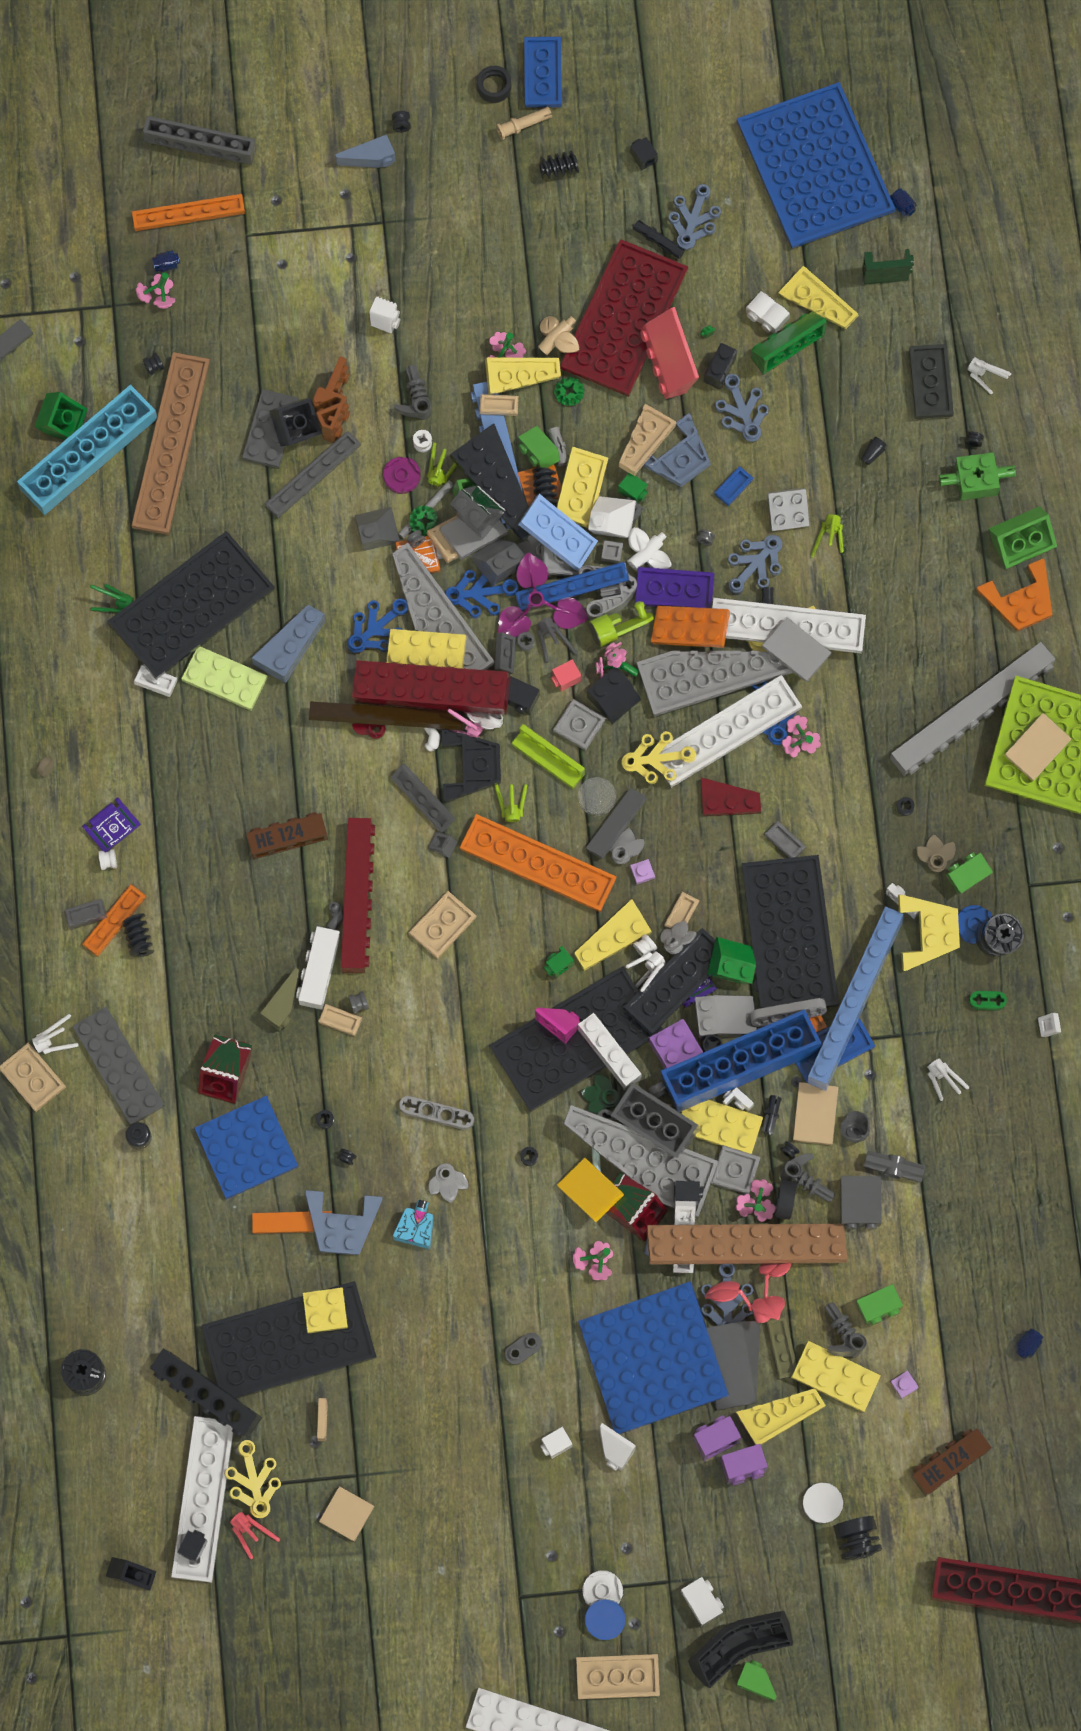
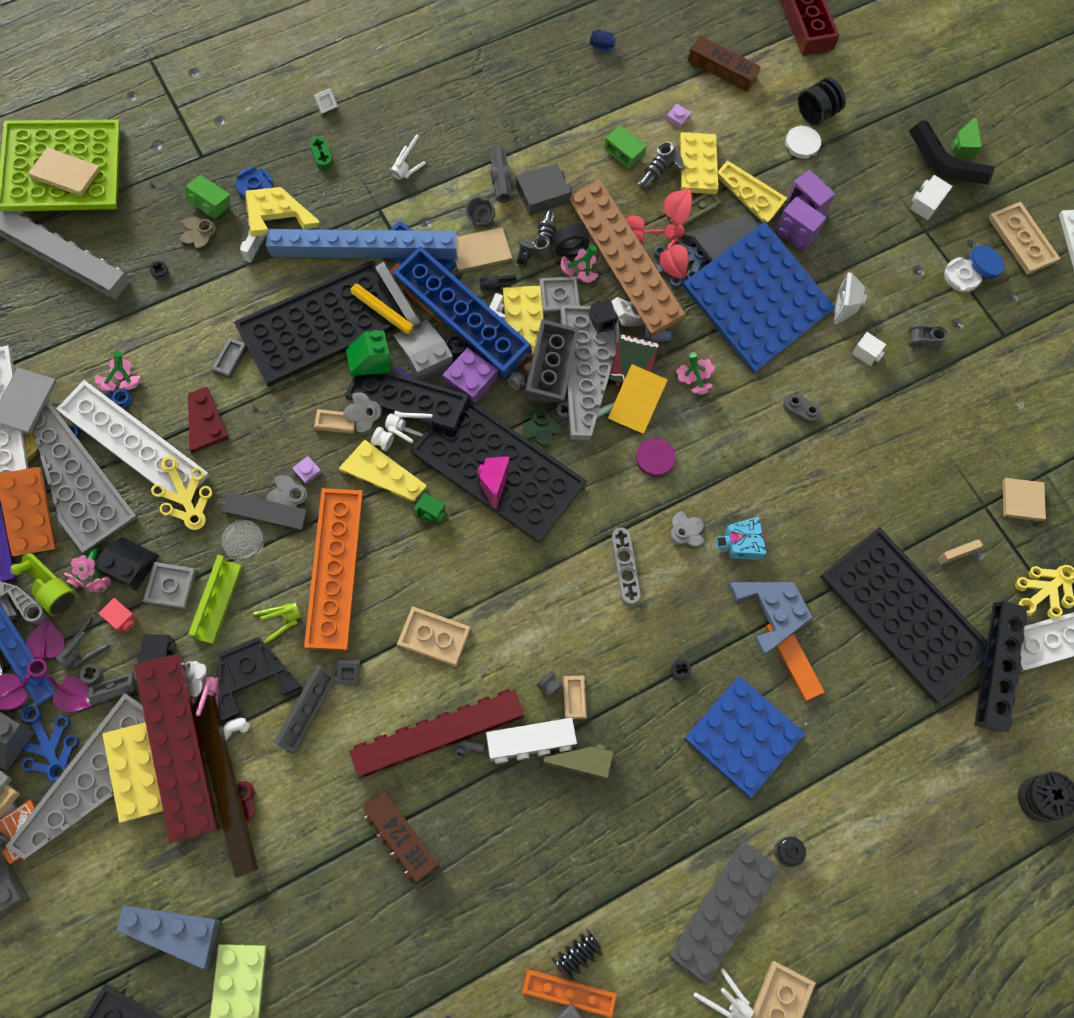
camera: 120 degrees left, 5 degrees down
(224, 1068) = (677, 791): dark red slope -> none
(325, 1310) = (864, 588): light yellow plate -> none
(346, 1157) = (708, 631): black bush -> none
(374, 628) = (122, 843): blue plant -> none
(529, 1186) = (655, 457): none -> magenta tile
(534, 1159) = (629, 462): black bush -> none
(548, 1505) = (924, 336): none -> dark grey piece
(609, 1051) = (502, 425): white brick -> none
(778, 991) = (381, 308): none -> yellow axle
(989, 936) = (258, 152): black wheel -> none

